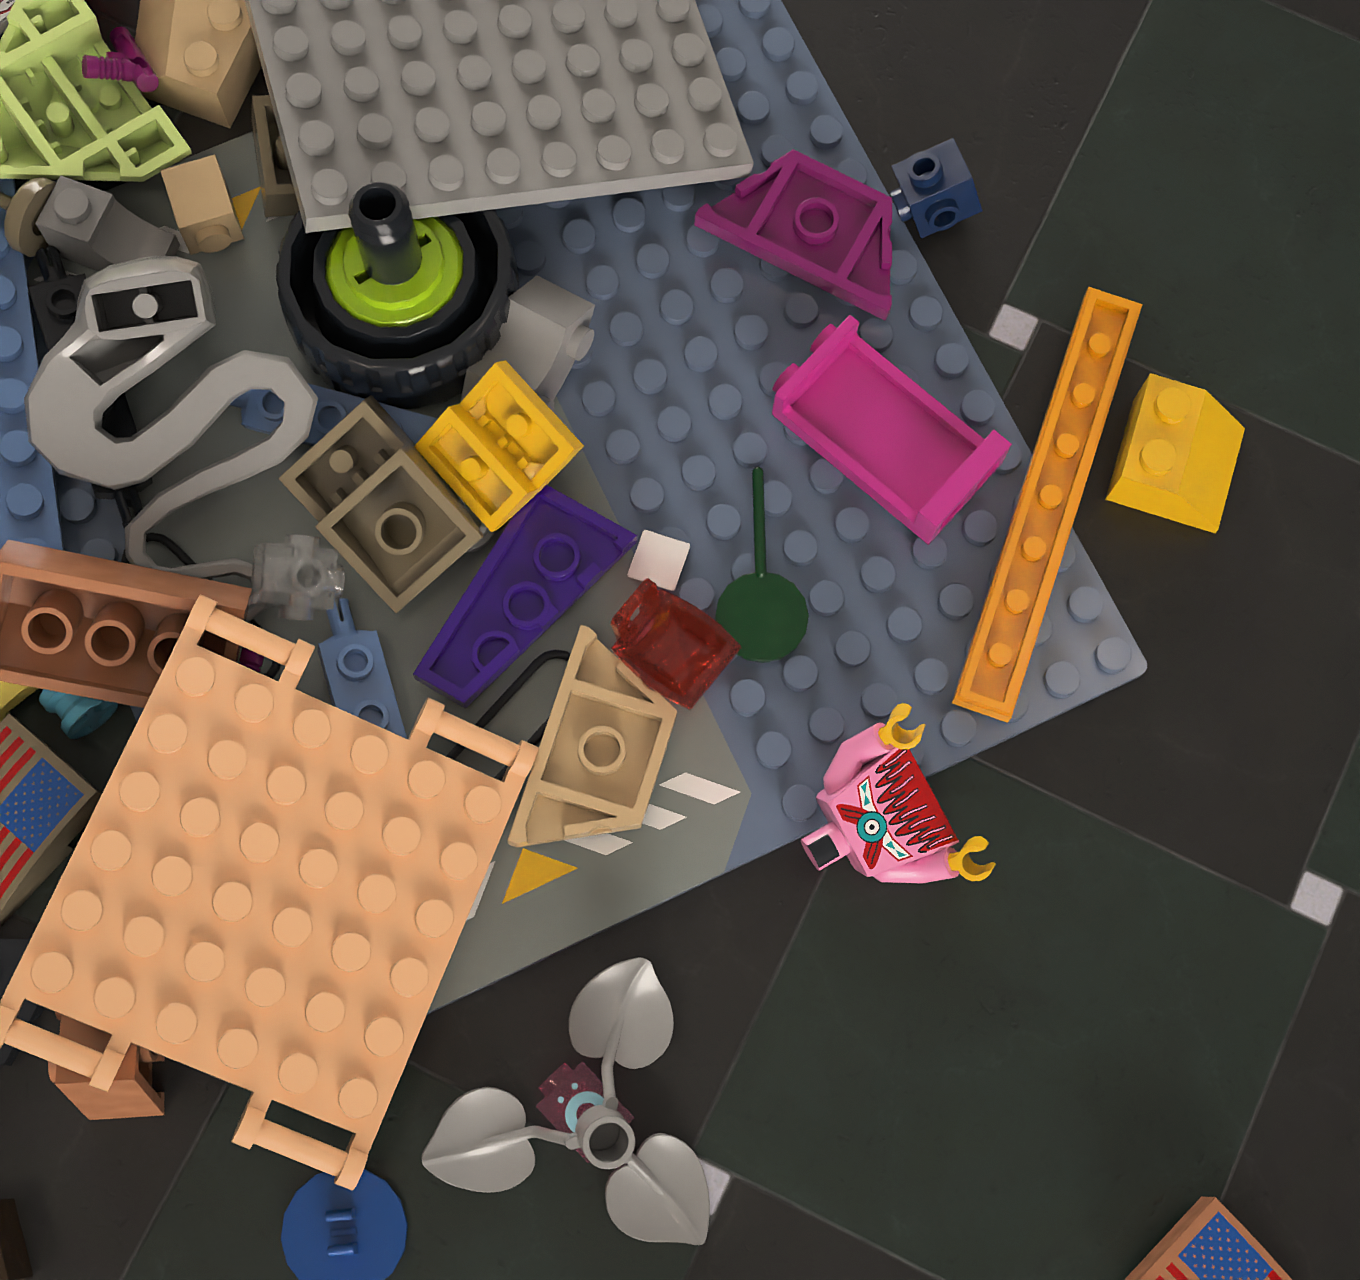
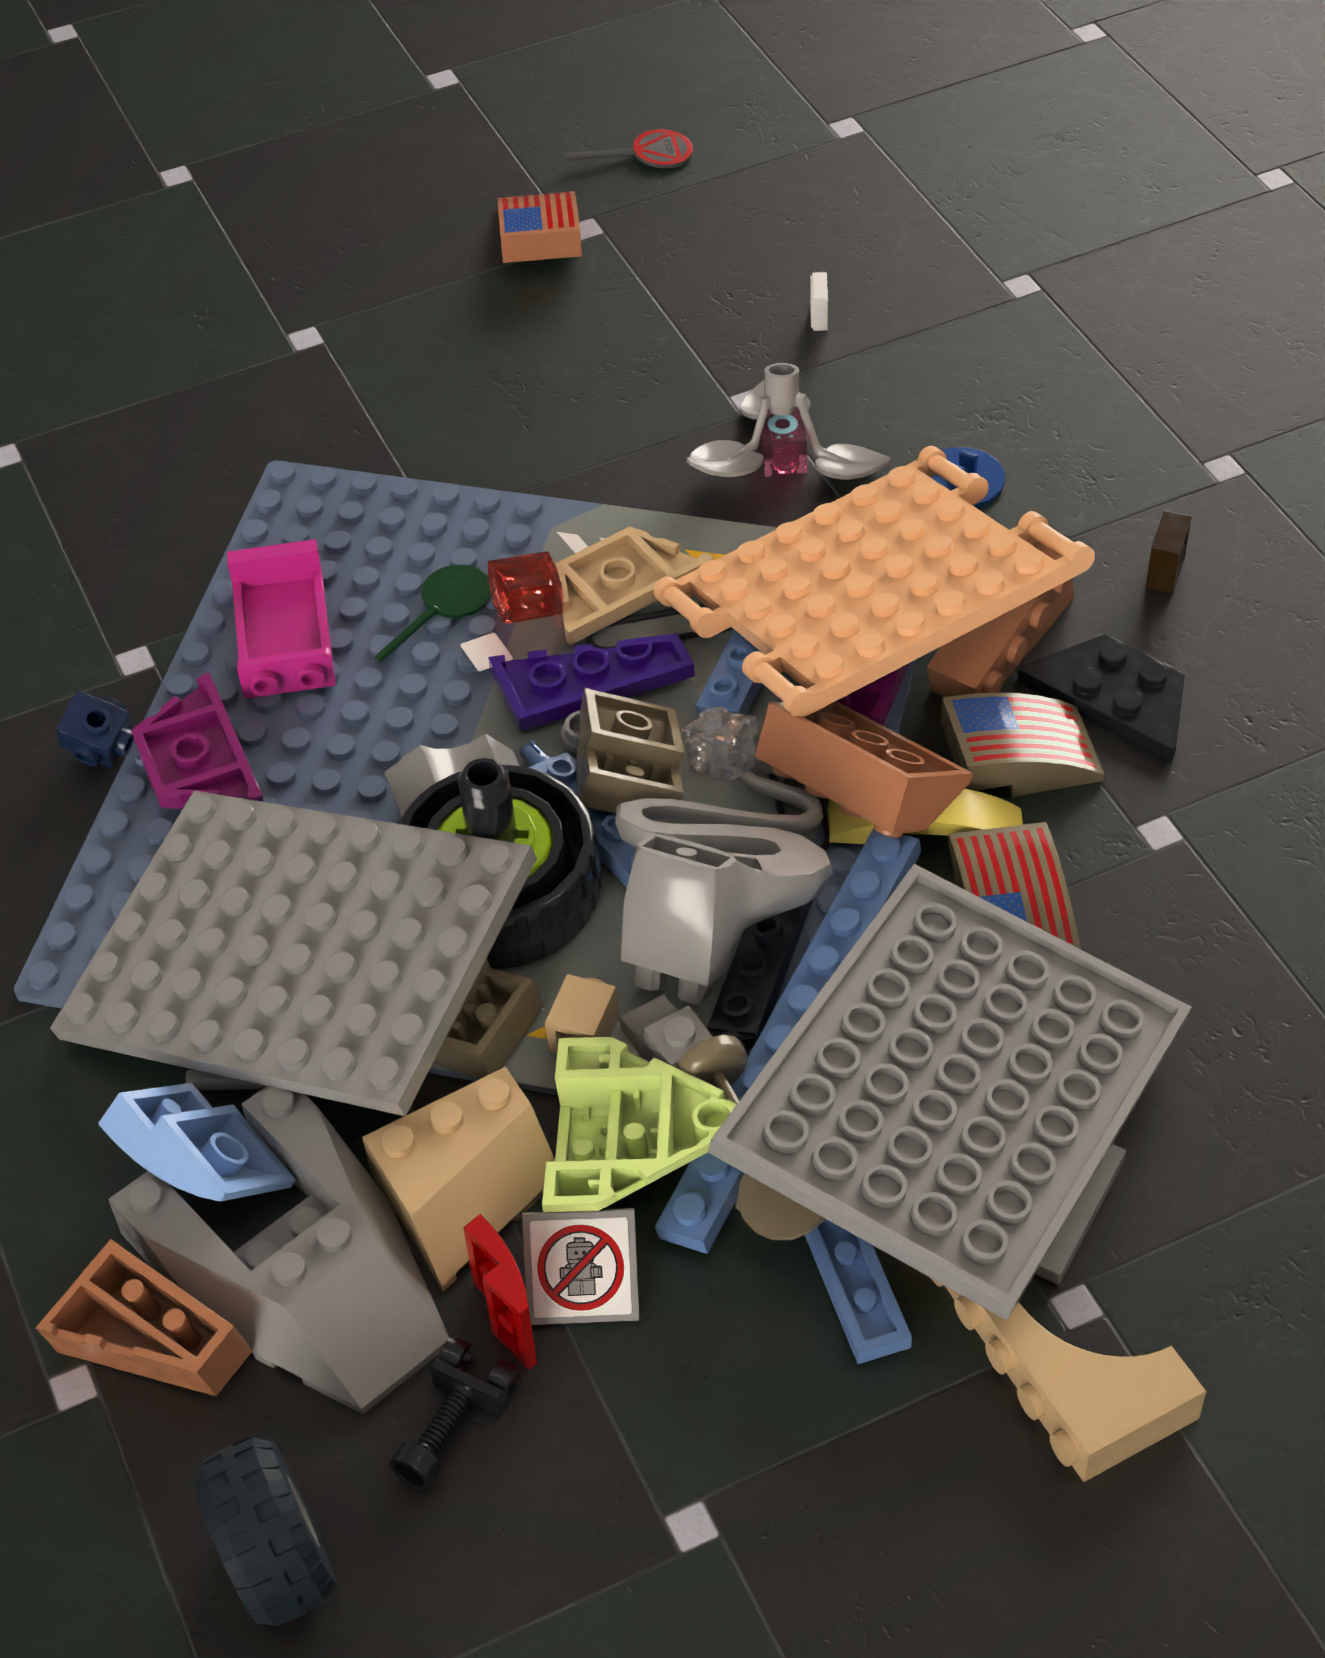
camera: 135 degrees left, 25 degrees down
(124, 64) = (550, 1149): magenta hose -> none
(498, 446) = (526, 729): yellow slope -> none
(887, 813) = (487, 458): torso -> none
(1047, 506) = (207, 555): light orange tile -> none
(1176, 454) = (137, 536): yellow slope -> none

